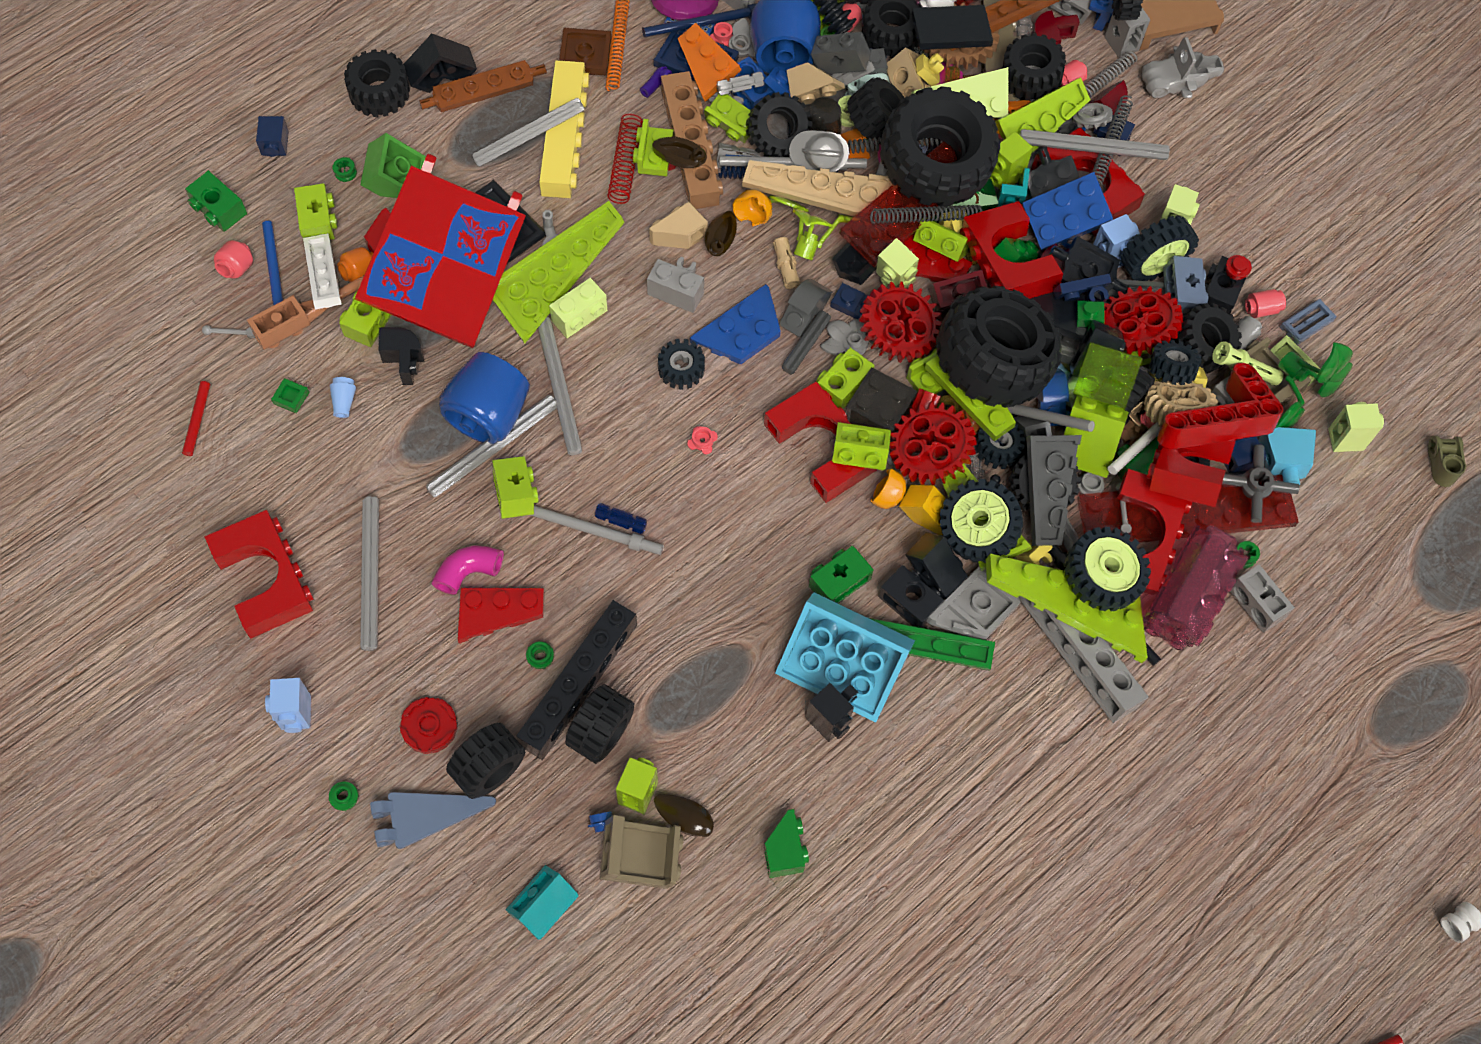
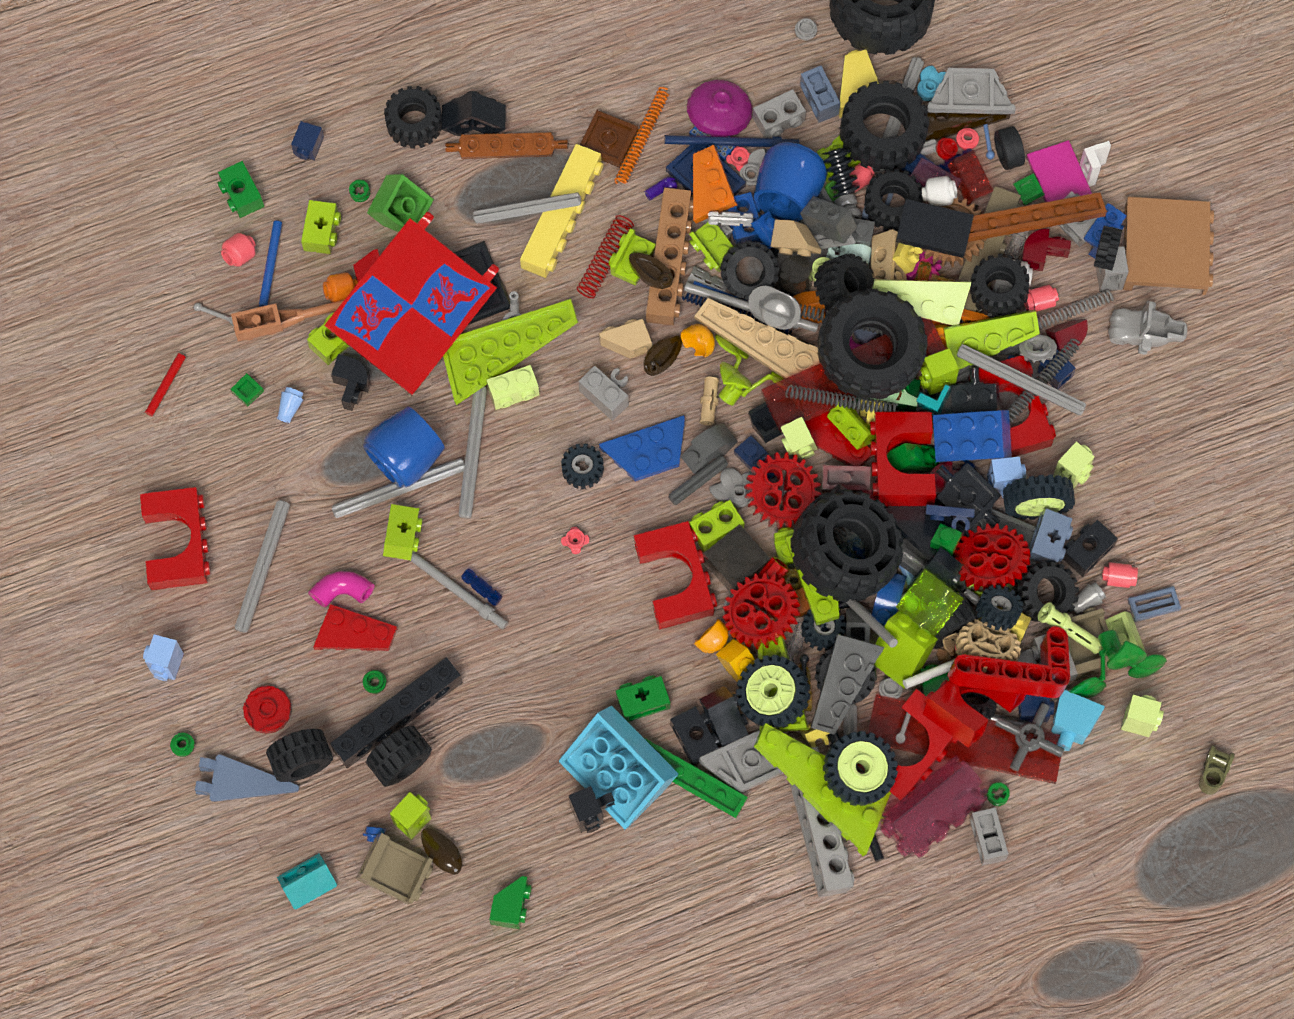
camera: 25 degrees right, 5 degrees up
(322, 271) = (307, 286): white plate -> none
(861, 446) = (701, 592): lime bracket -> none
(1238, 267) = (1104, 535): red plate -> none

